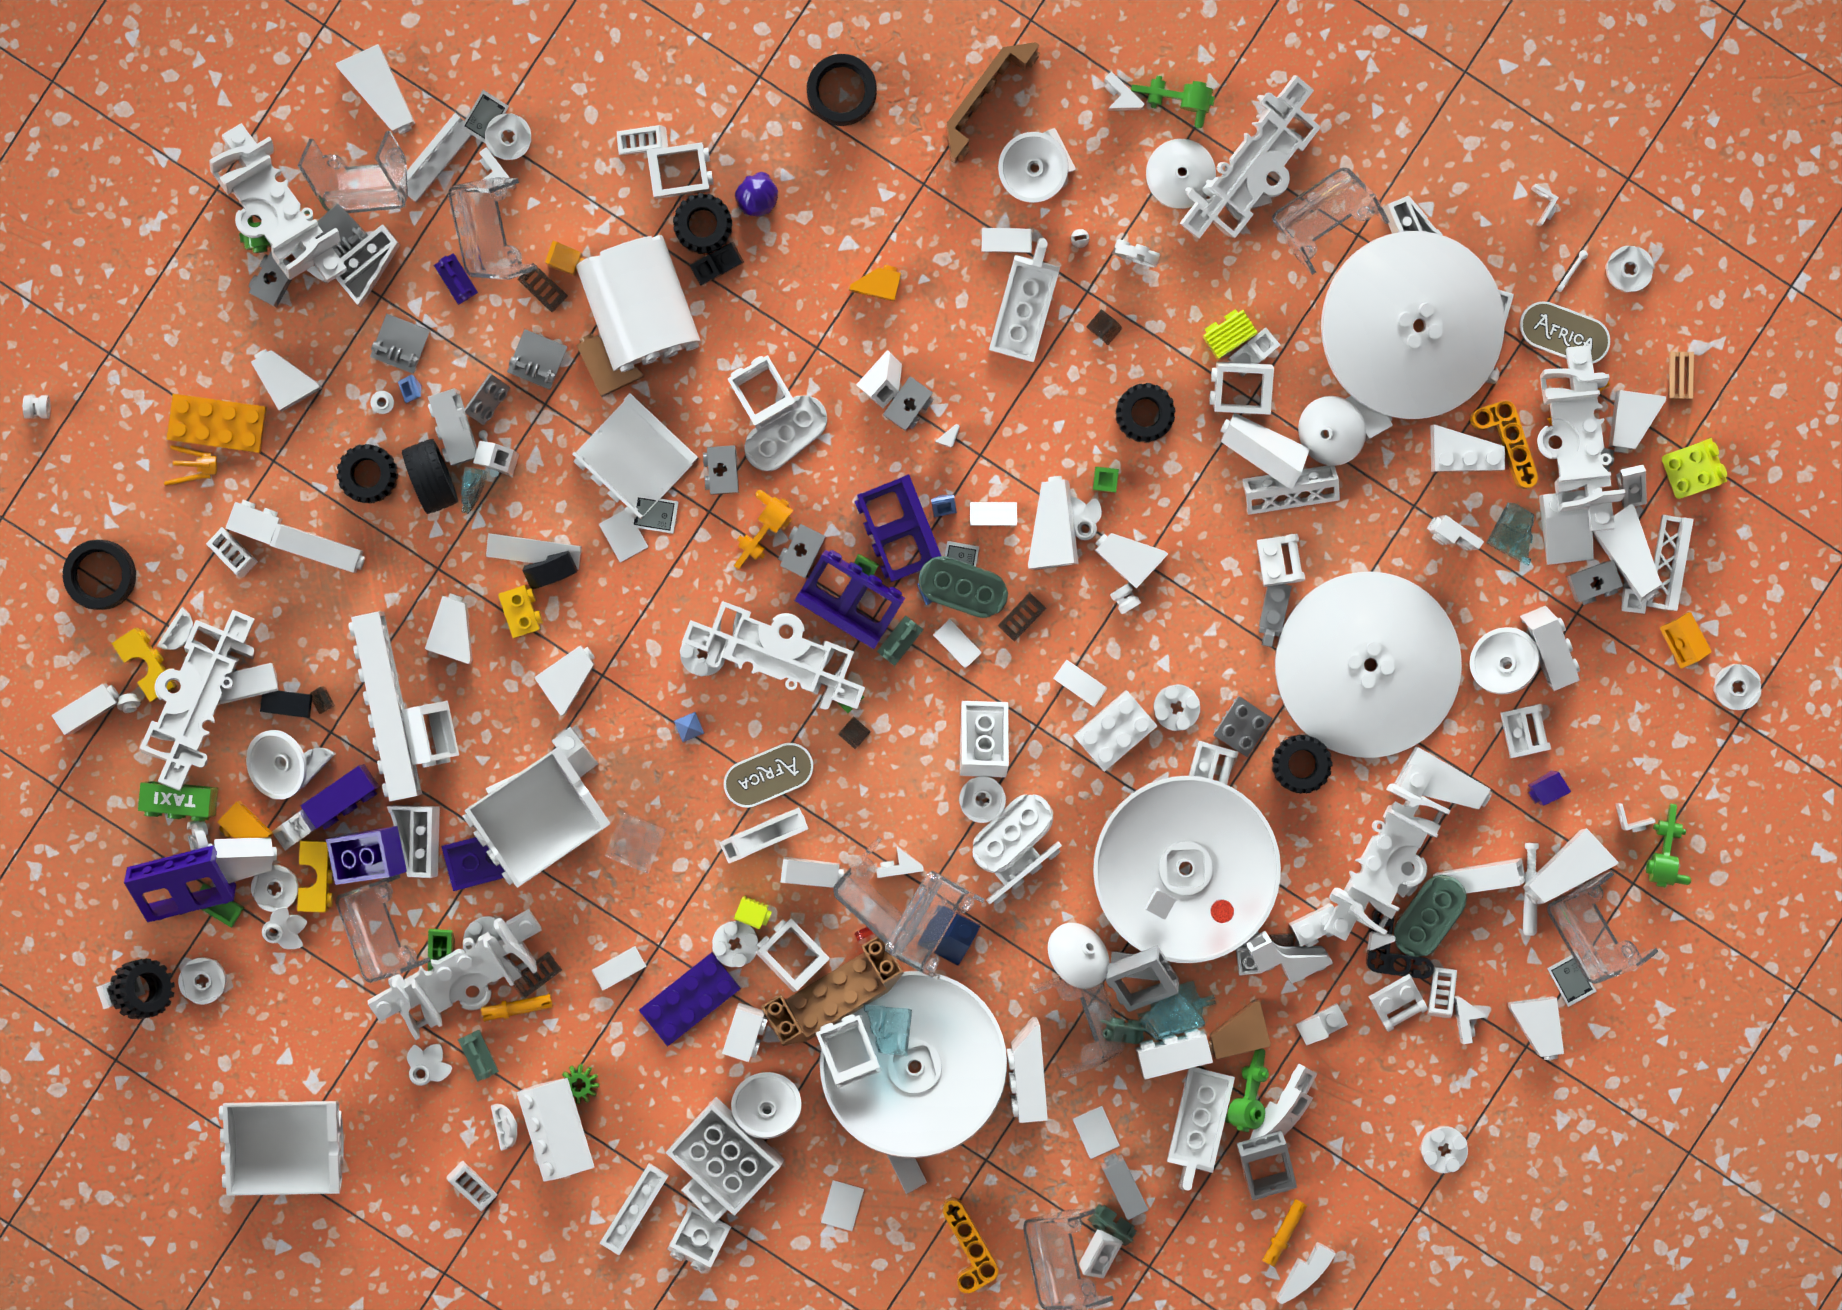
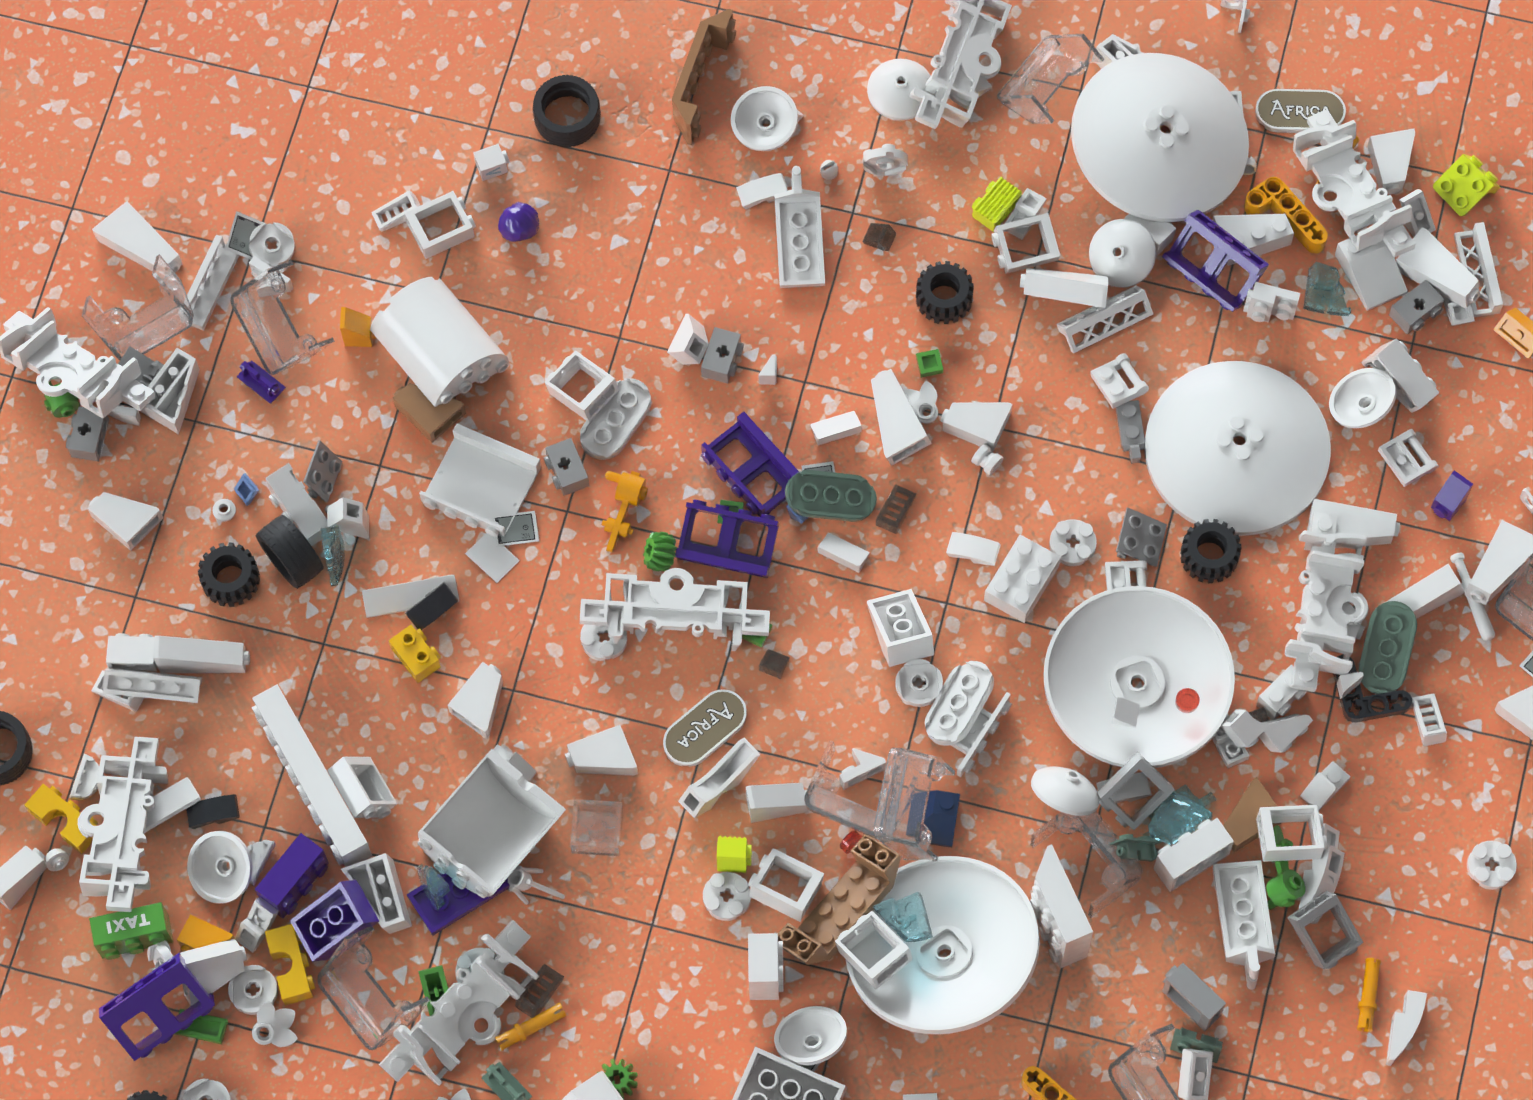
camera: 15 degrees left, 20 degrees down
(206, 465) = (71, 617): light orange plant -> none
(216, 423) = (70, 579): light orange plate -> none
(263, 561) = (151, 685): none -> white fence
(322, 700) = (247, 797): clear smoke slope -> none
(399, 343) = (225, 454): light grey hinge -> none
(451, 630) = (353, 692): white slope -> none
(466, 854) = (433, 885): none -> clear light blue slope
(537, 359) = (359, 427): light grey hinge -> none
(551, 876) = (521, 880): none -> white plant
(558, 300) = (347, 357): clear smoke slope -> none
(618, 968) = (619, 955): white slope -> none
(664, 770) = (602, 754): none -> white slope
(689, 727) = (612, 709): medium blue slope -> none
(689, 999) = (699, 963): dark purple plate -> none
(691, 206) = (473, 244): black tyre -> none
(716, 263) = (501, 294): black slope -> none
(750, 119) = (491, 162): none -> white brick
(782, 589) = (659, 551): none -> bright green gear
(812, 541) = (669, 501): light grey brick -> none
(879, 283) = (656, 262): light orange slope -> none
(900, 640) = (788, 565): sand green hinge -> none
(908, 1173) = (970, 1056): white slope -> none
(943, 505) = (786, 433): medium blue slope -> none
(1096, 1132) = (1146, 962): white sticker -> none
(1127, 99) = (828, 40): white slope -> none
(1194, 98) = (890, 21): bright green piece -> none
(1246, 1063) = (1284, 814): none -> white window
(1394, 997) = (1385, 734): white plate -> none
(1430, 466) = (1225, 248): none -> dark purple window
(1464, 1013) = (1457, 728): white slope -> none
(1582, 255) = (1289, 42): white hinge -> none
(1616, 266) = (1332, 51): white plate -> none
(1690, 375) = (1425, 103): light nougat tile -> none

